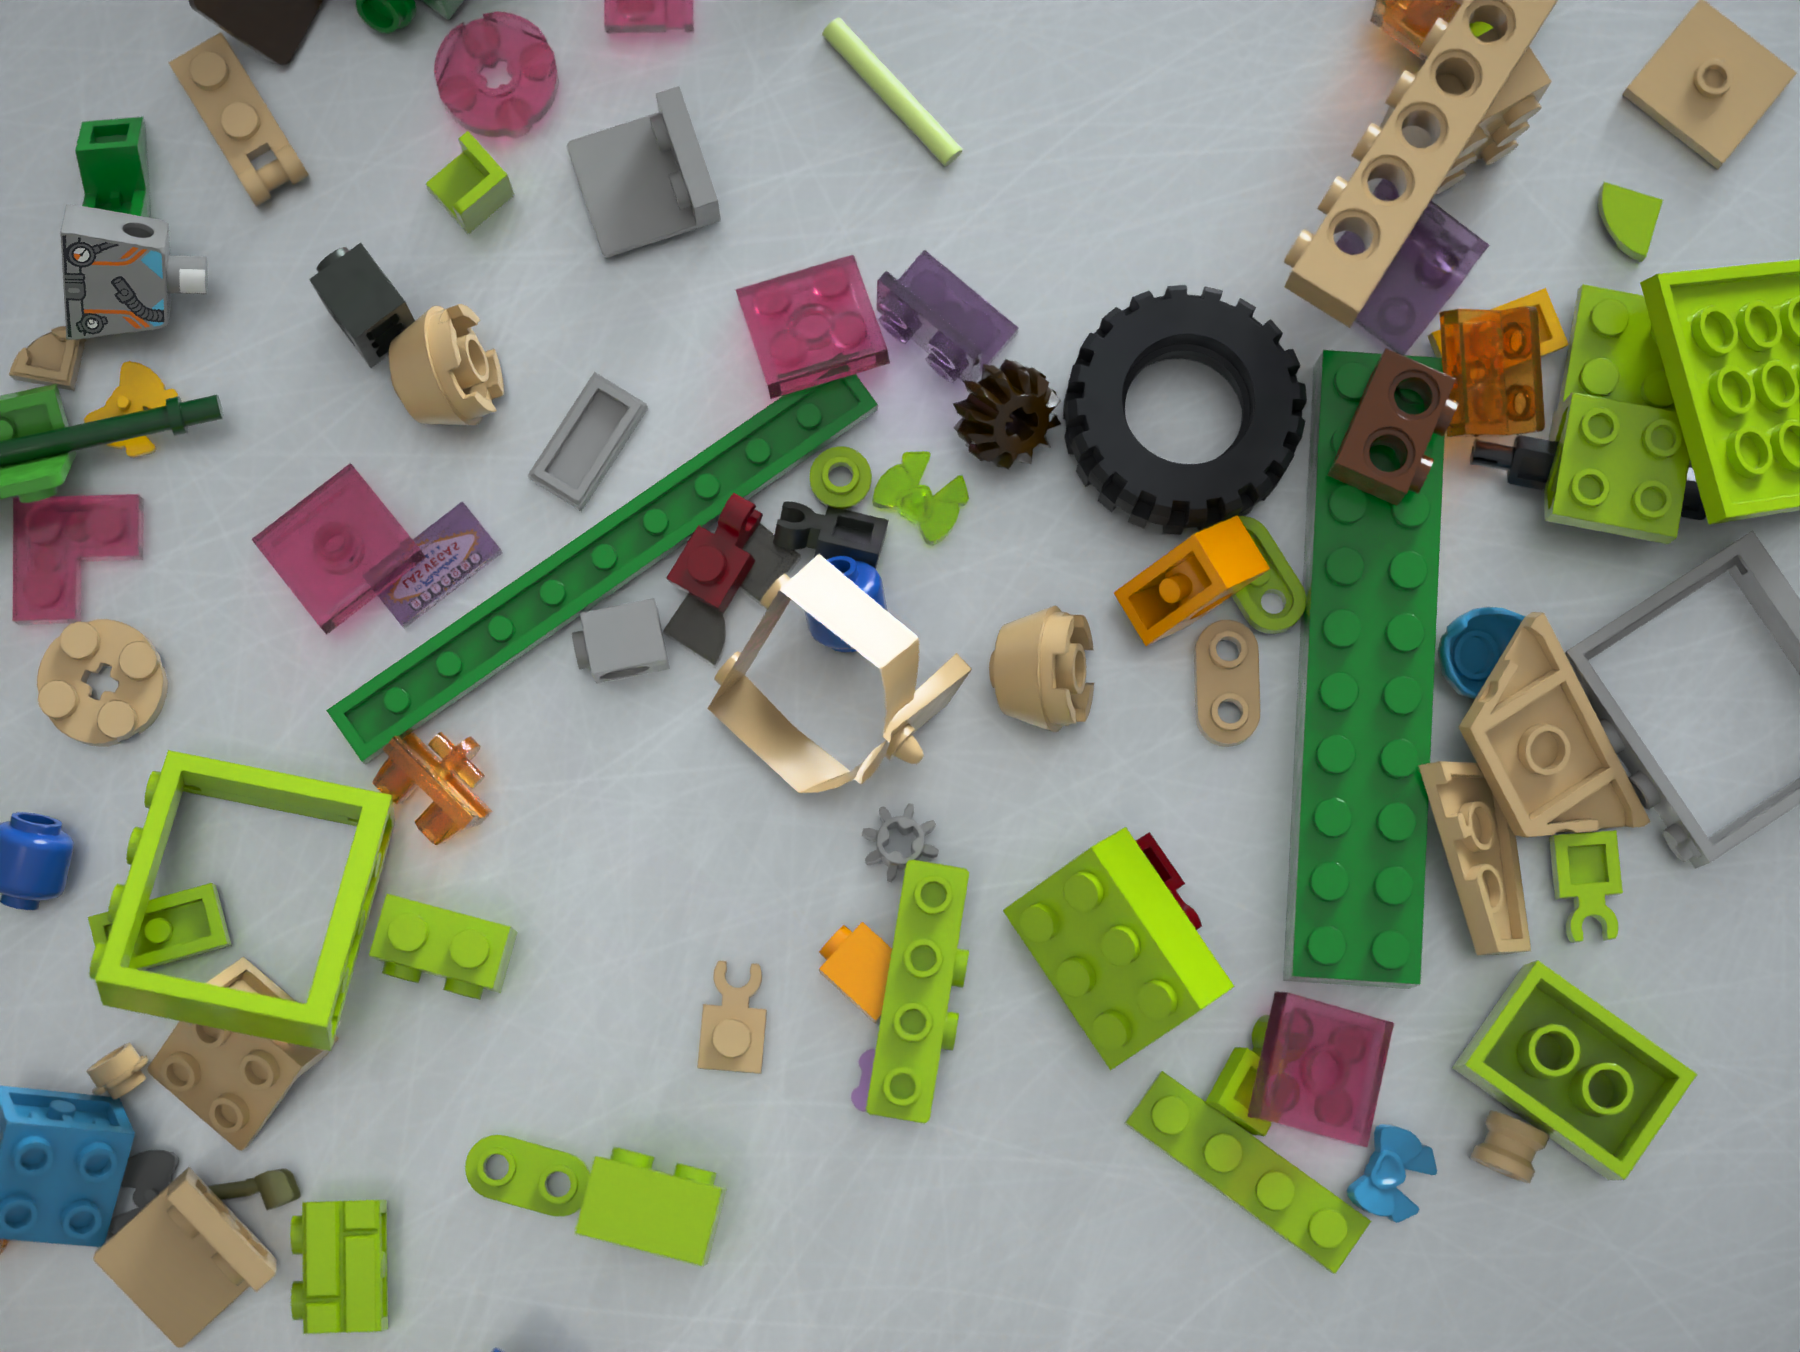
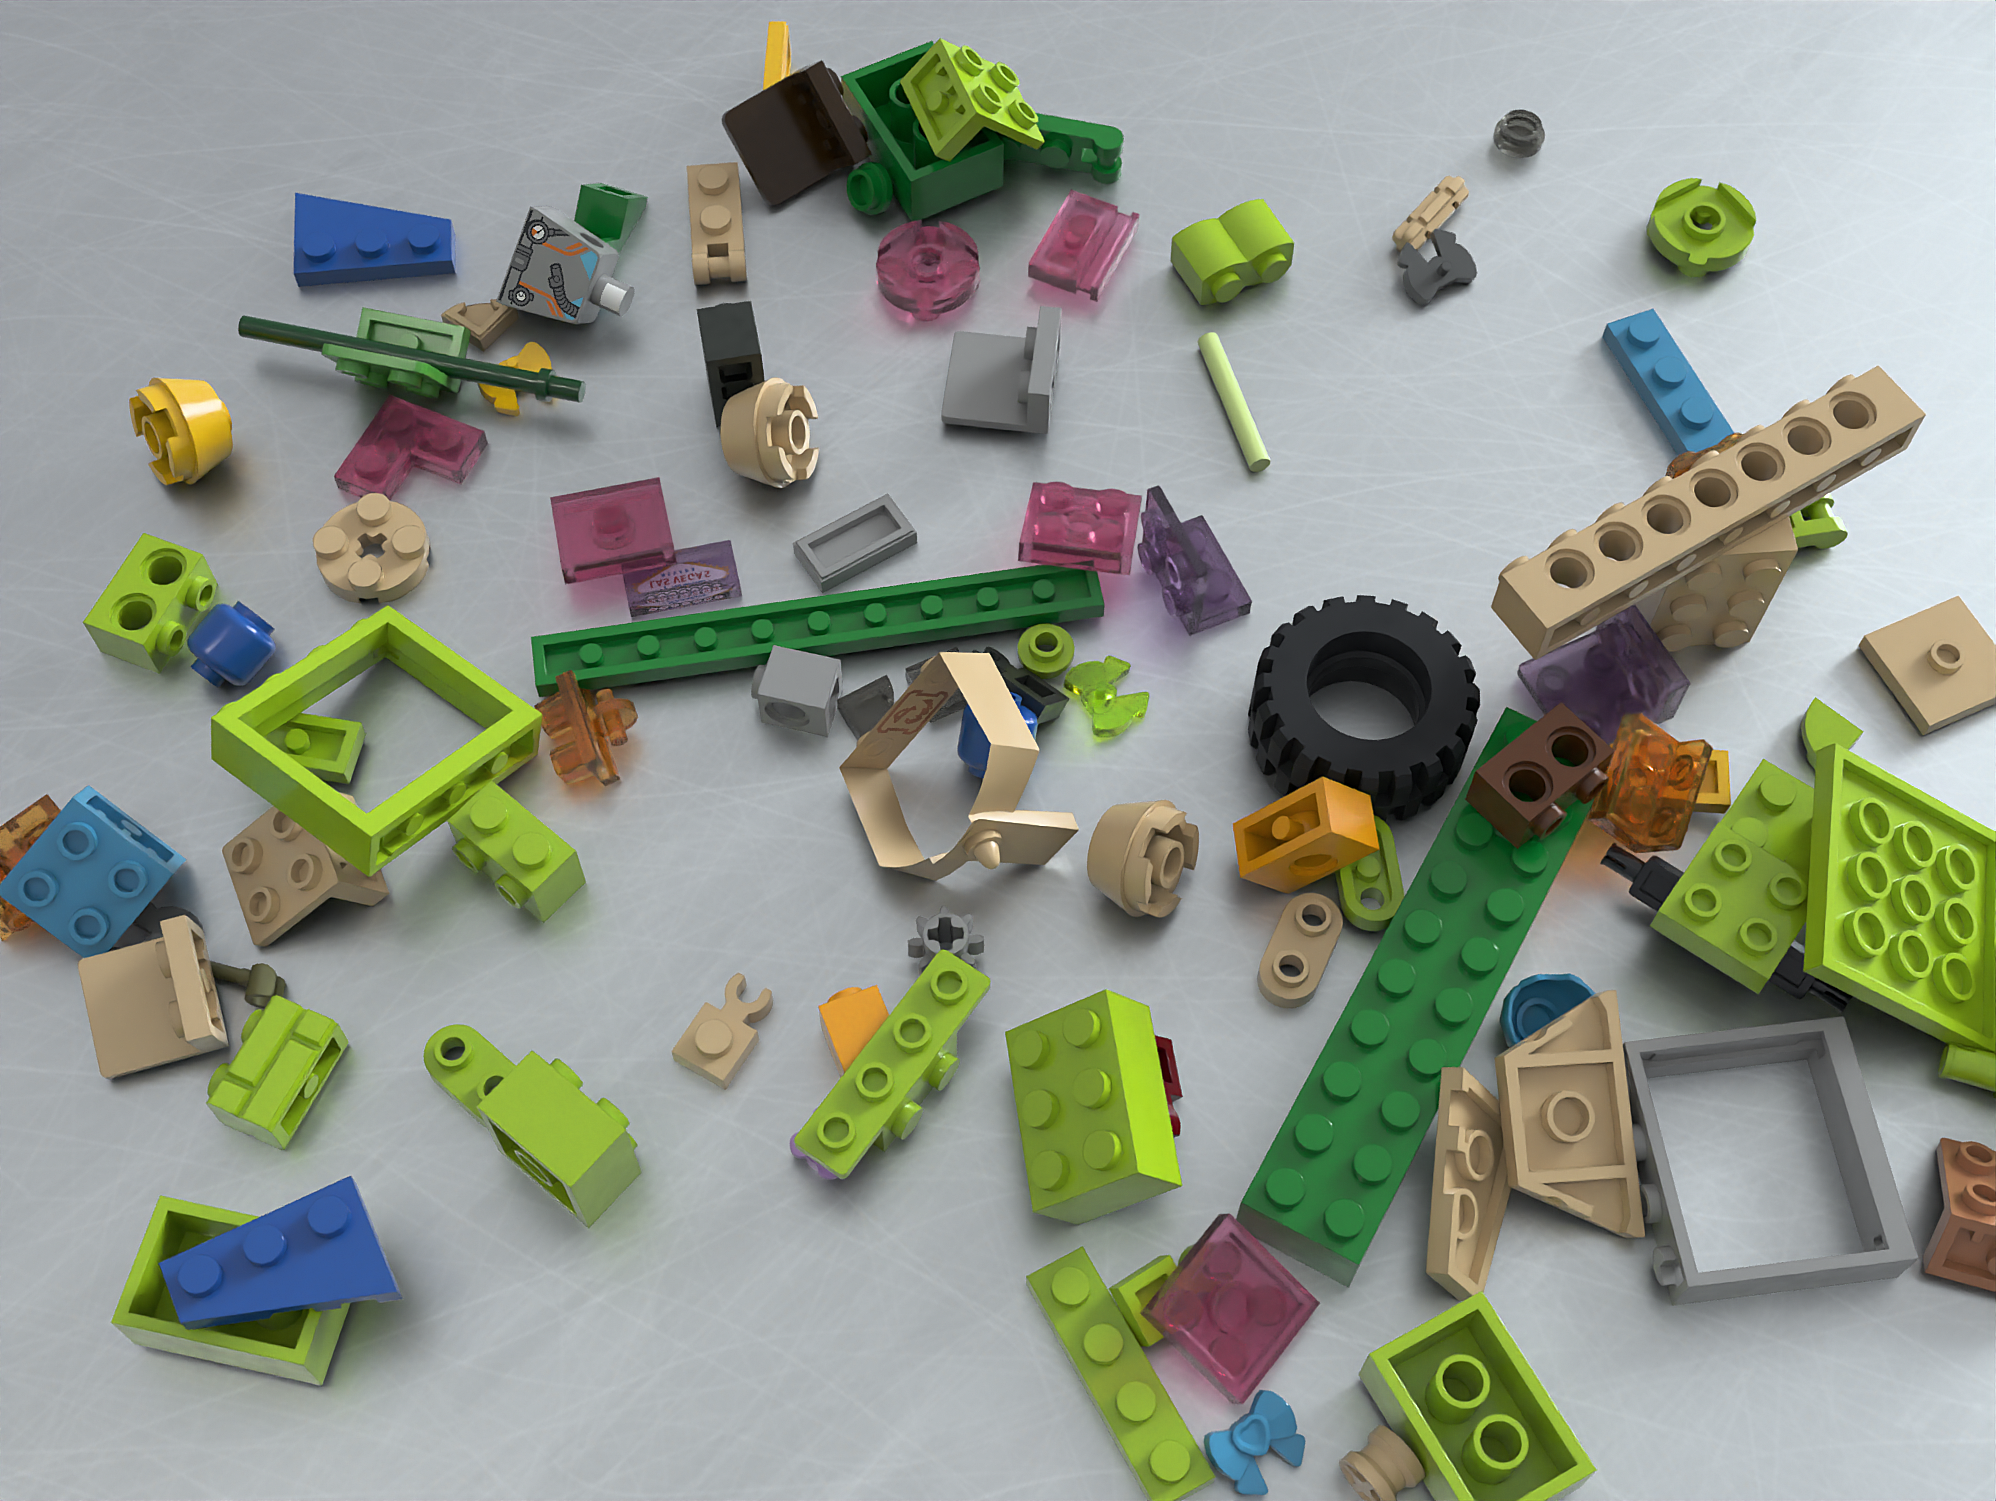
camera: 30 degrees right, 20 degrees down
(118, 1071) = (197, 834): tan plate -> none
(471, 185) = (867, 332): lime panel -> none
(714, 563) = (898, 659): dark red plate -> none
(1007, 414) = (1224, 666): dark brown gear -> none
(1587, 871) = (1566, 1255): lime plate -> none

